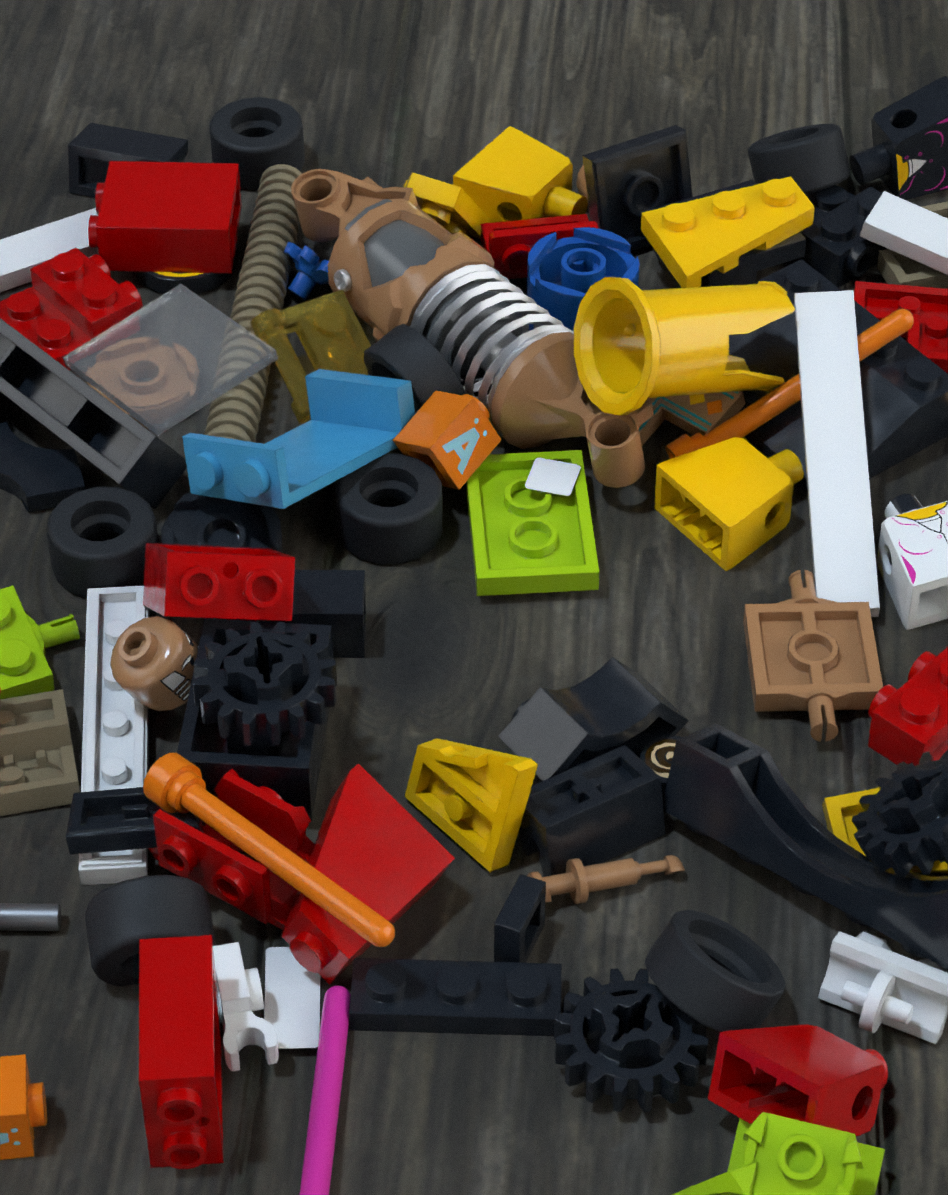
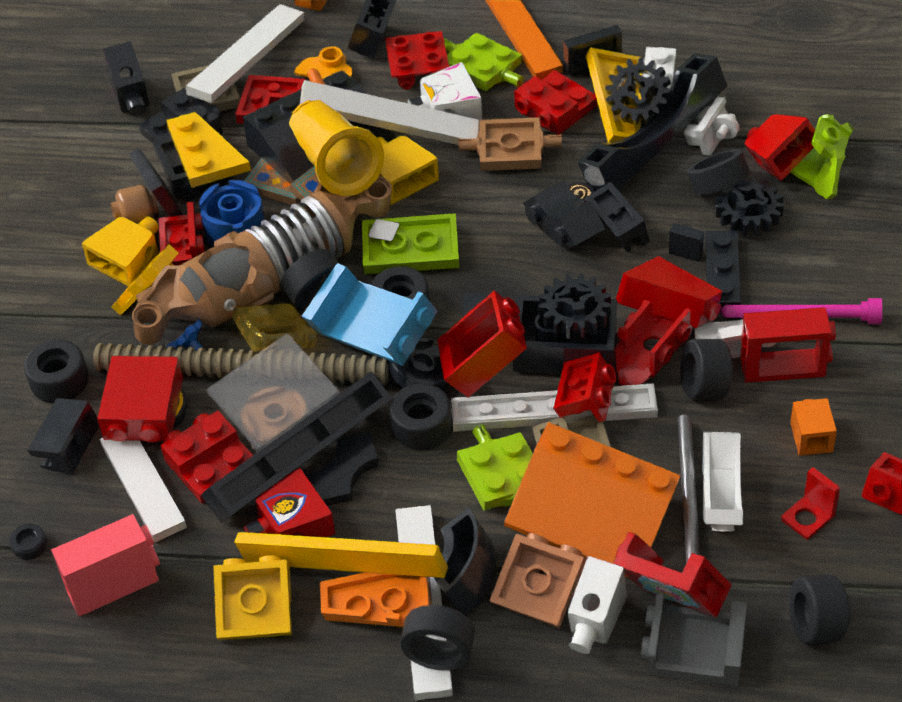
camera: 85 degrees left, 5 degrees up
(105, 742) = (585, 386): none -> red bracket
(115, 821) = (636, 401): black tile -> none
(155, 663) = (534, 370): medium nougat head -> none
(179, 787) = (632, 346): orange piece -> none
(449, 436) = (362, 260): orange brick -> none
(472, 796) = (615, 251): yellow wing -> none
(582, 880) = (654, 225): medium nougat piece -> none
(809, 154) = (130, 127): black tyre -> none

